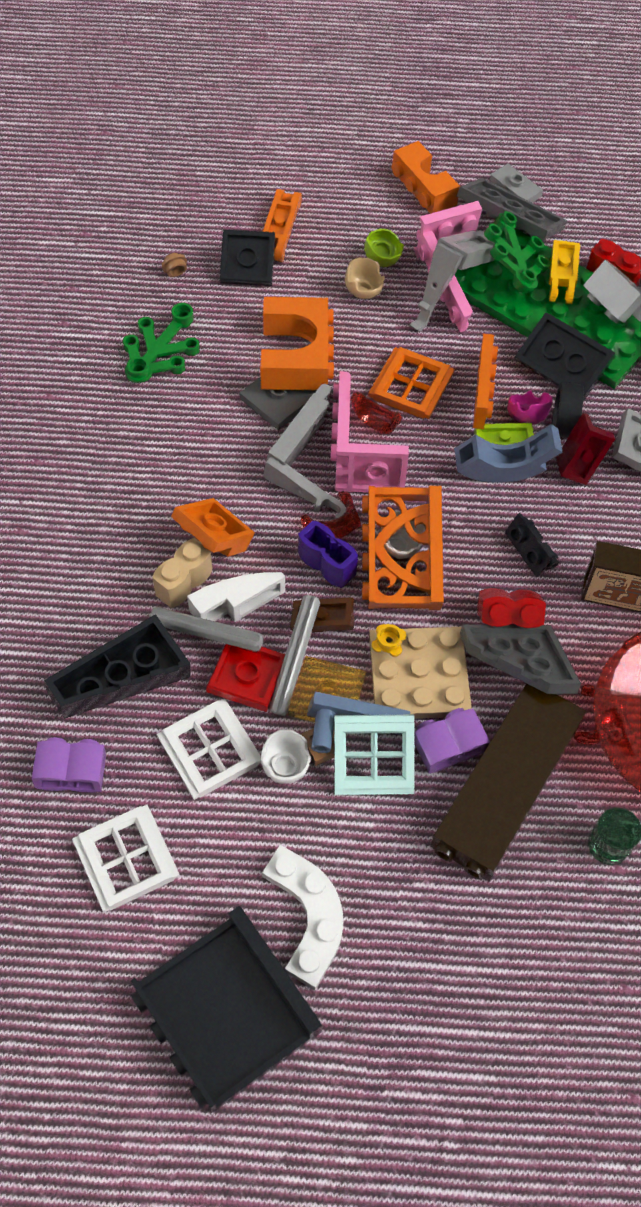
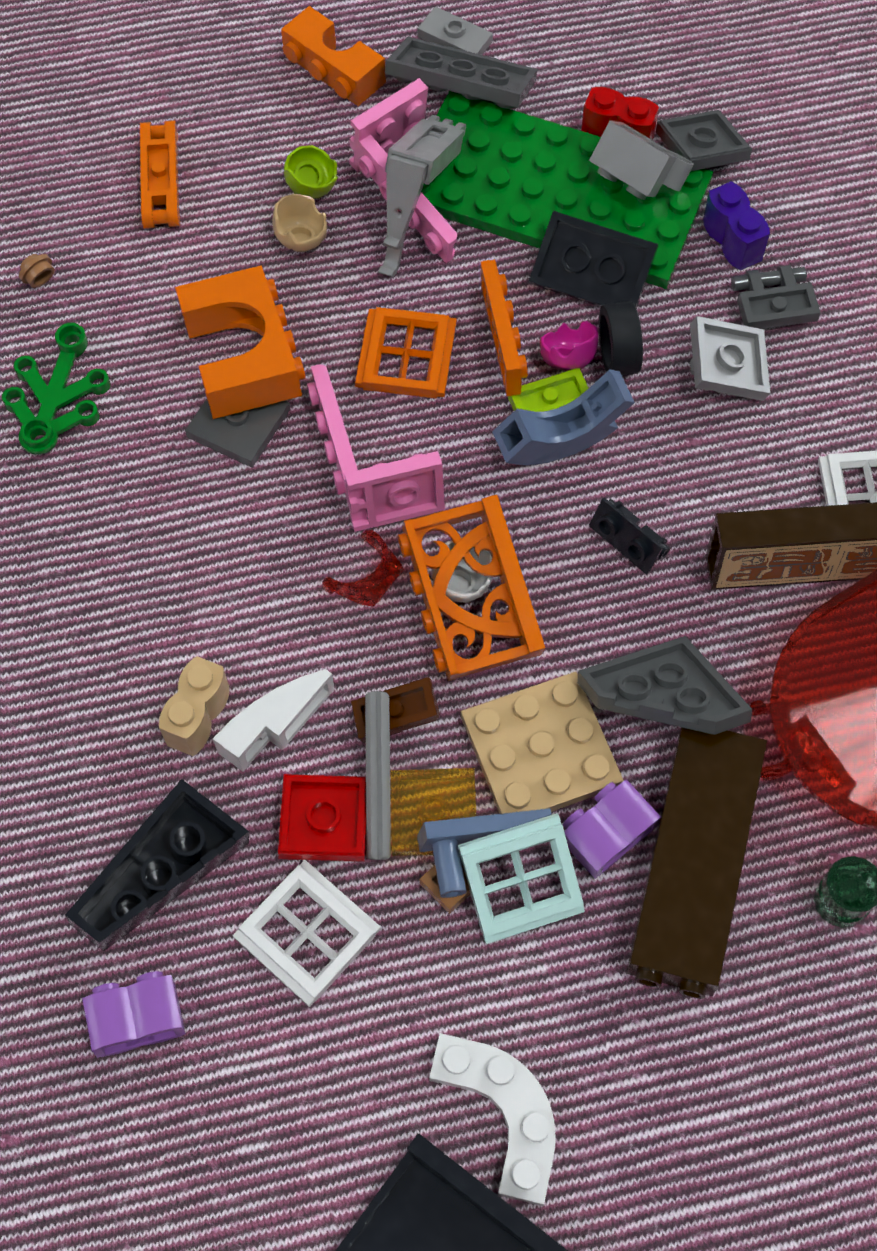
camera: 15 degrees left, 5 degrees up
(97, 869) = (216, 1141): white piece -> none
(209, 629) = (252, 774): light grey axle -> none
(214, 526) = (216, 632): orange plate -> none
(247, 257) = (132, 234): black plate -> none
(285, 756) = (410, 916): white hair -> none
(290, 445) = (269, 518): light grey hinge -> none
(330, 555) = (367, 623): dark purple brick -> none
(363, 406) = (354, 405): clear red helmet -> none
(392, 632) = (492, 708): yellow plate -> none
(519, 607) = (638, 627): red brick -> none
(524, 278) = (510, 170): green plant -> none
(564, 269) = (556, 142): yellow hinge -> none
(583, 450) = (658, 389): dark red panel -> none

